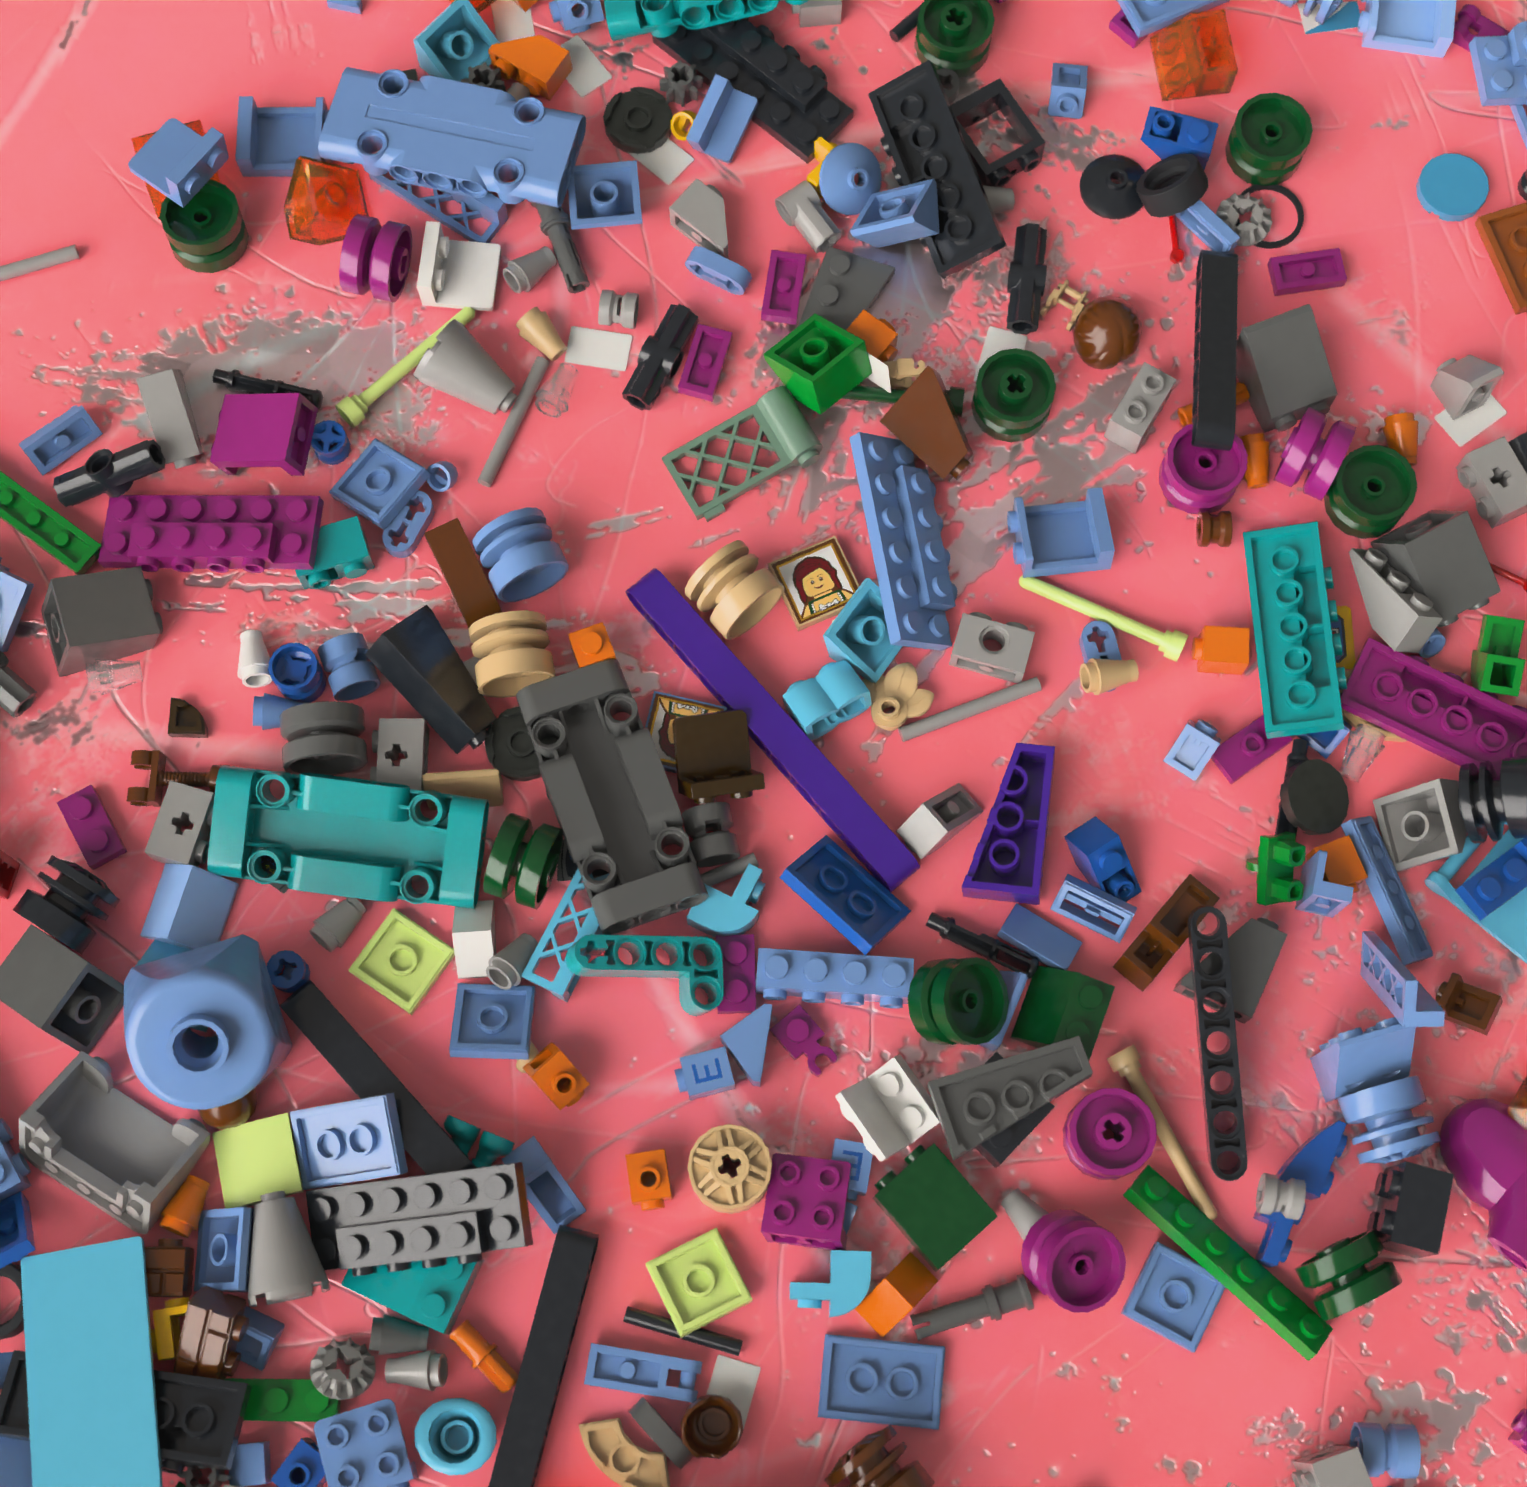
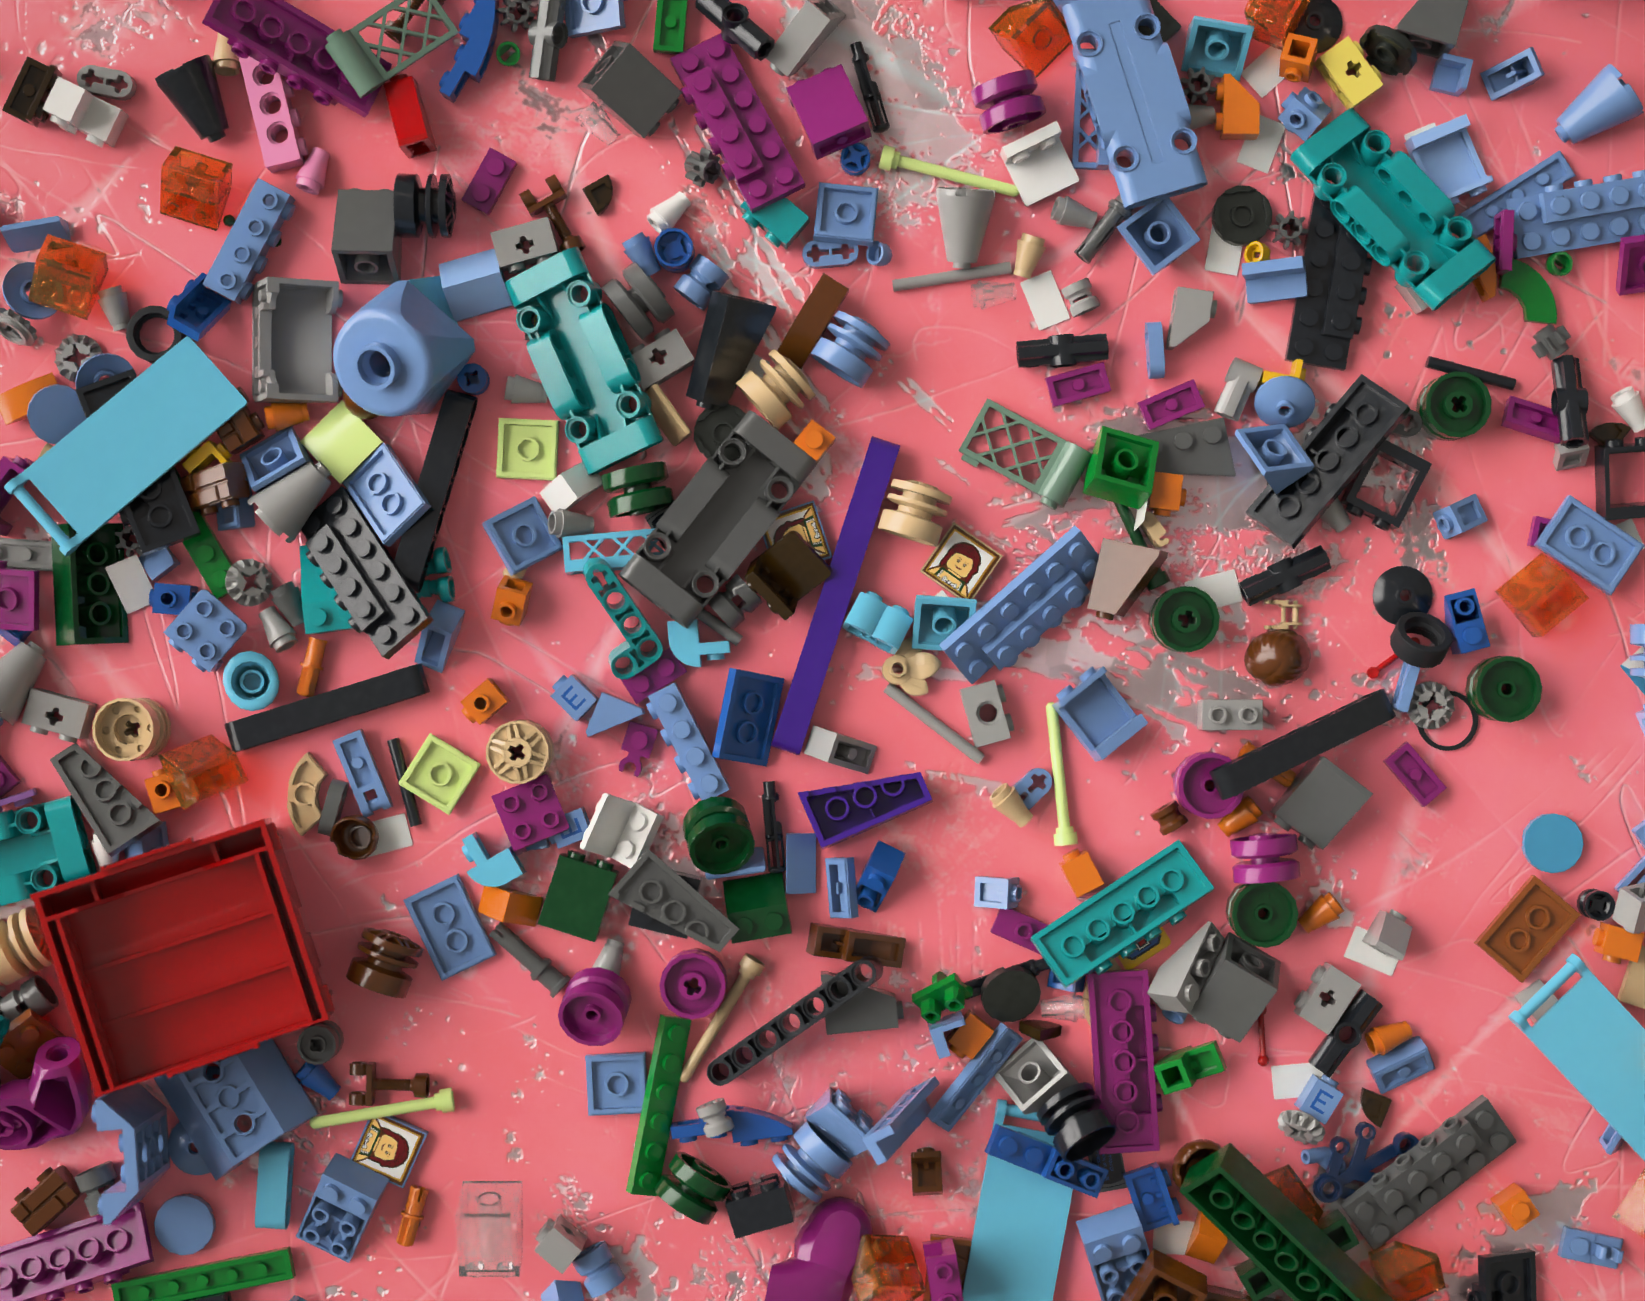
camera: 60 degrees right, 15 degrees up
(231, 595) = (702, 167): none -> dark grey gear
(1370, 792) = (1040, 1029): none -> dark brown tile

